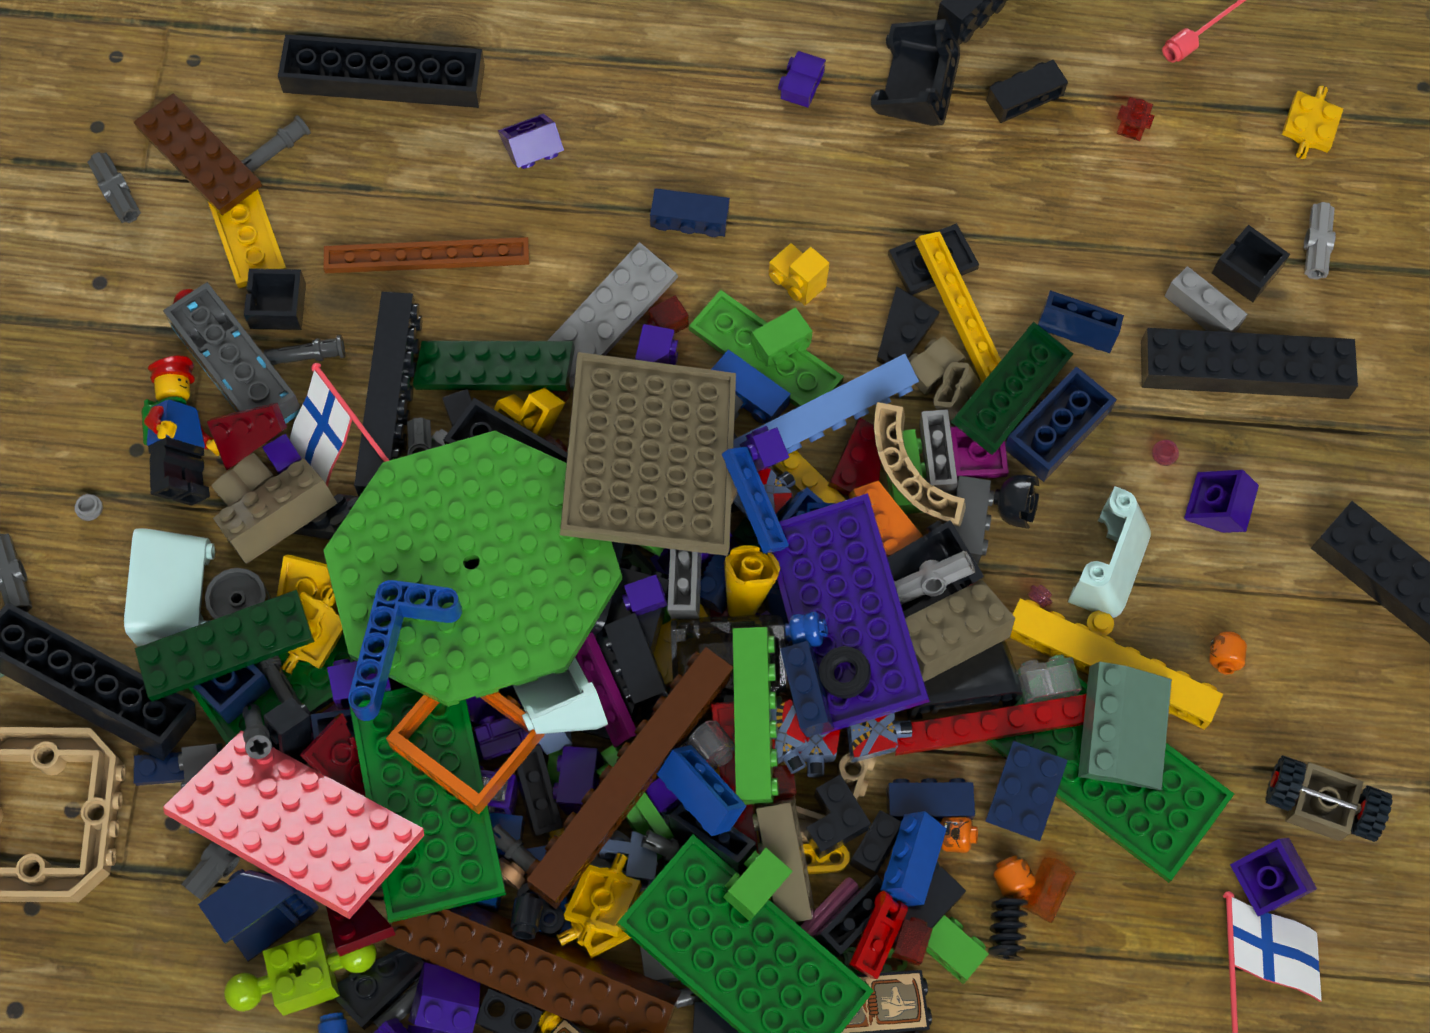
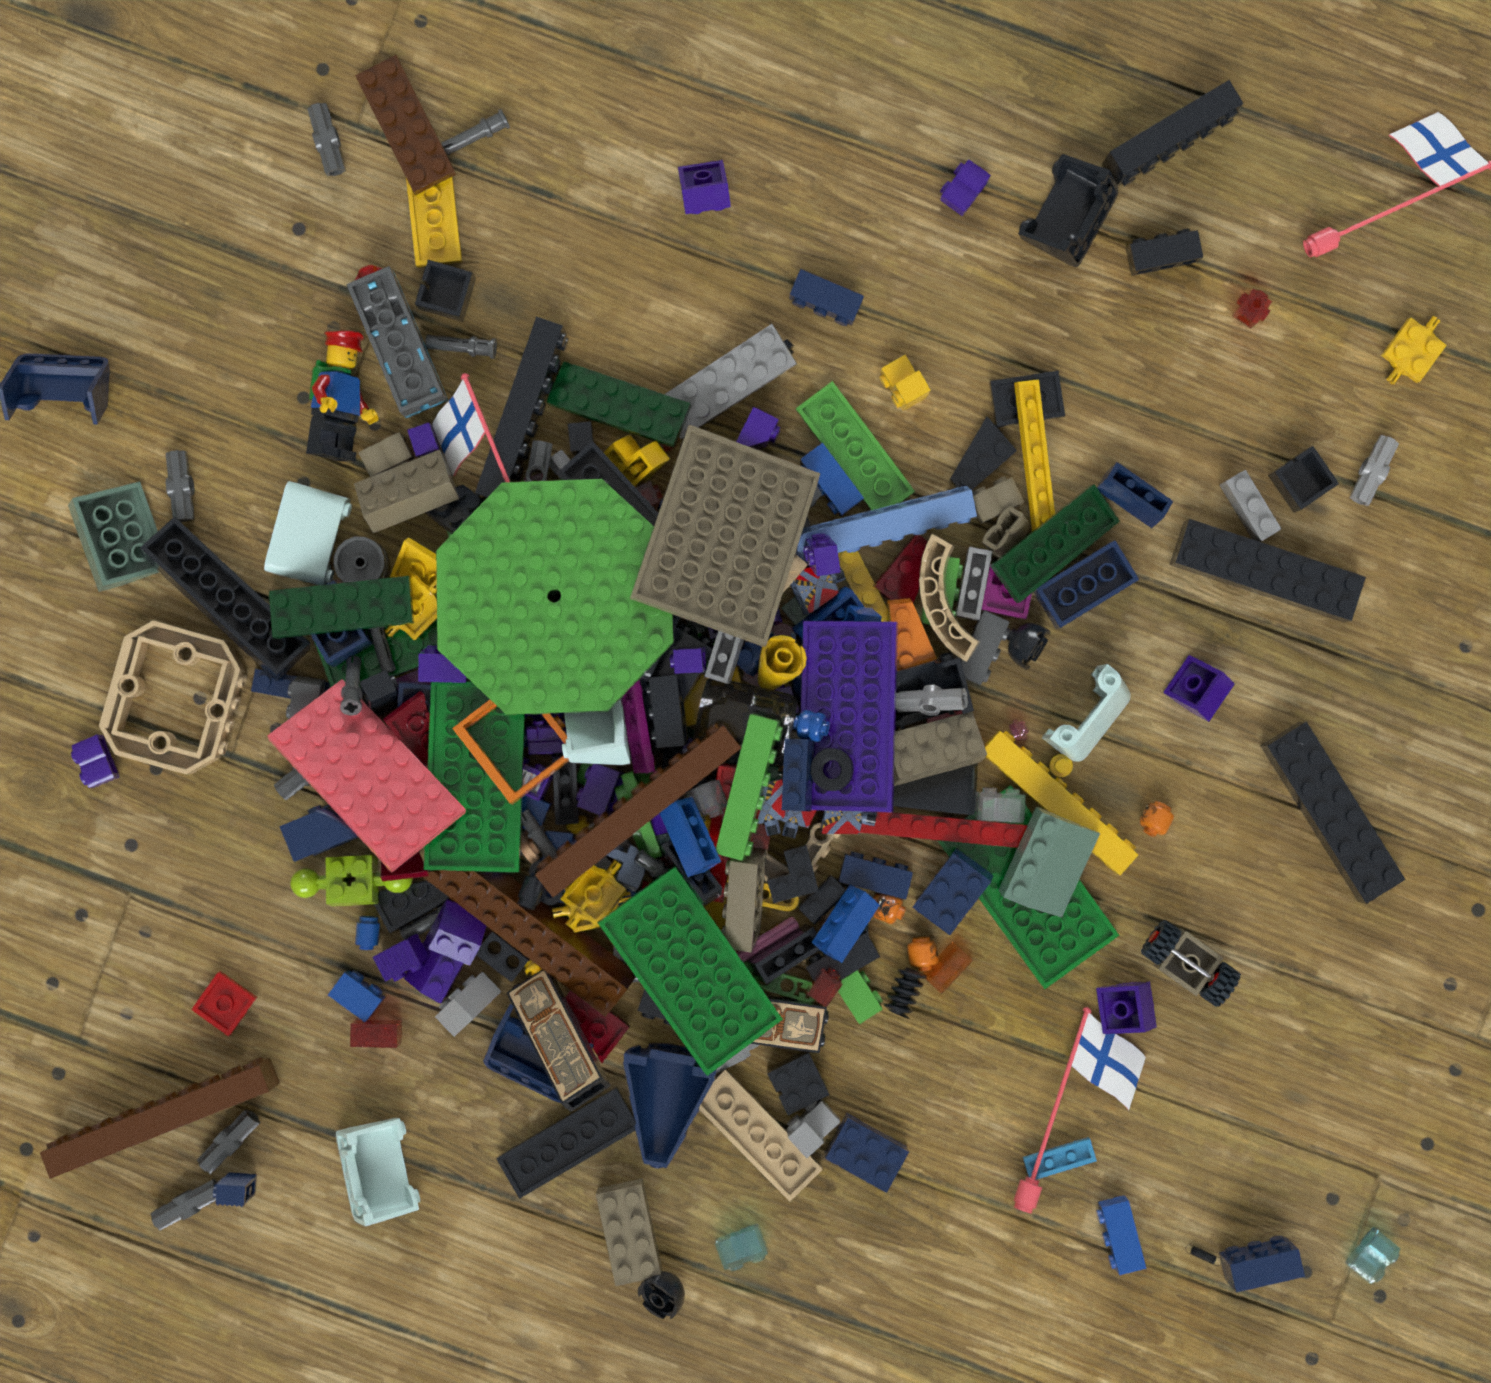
camera: 15 degrees right, 20 degrees up
(88, 507) = (254, 442): light grey plate -> none
(245, 431) = (395, 417): dark red wing -> none
(381, 71) = (586, 82): black brick -> none
(388, 636) = (471, 649): blue beam -> none
(426, 255) = (585, 278): dark orange plate -> none
(669, 315) = (779, 395): clear red brick -> none
(755, 499) = (801, 601): blue plate -> none
(757, 883) = (713, 920): bright green brick -> none
(781, 337) = (871, 445): bright green brick -> none
(879, 935) = (800, 976): red plate -> none
(1165, 452) = (1167, 631): clear pink plate -> none

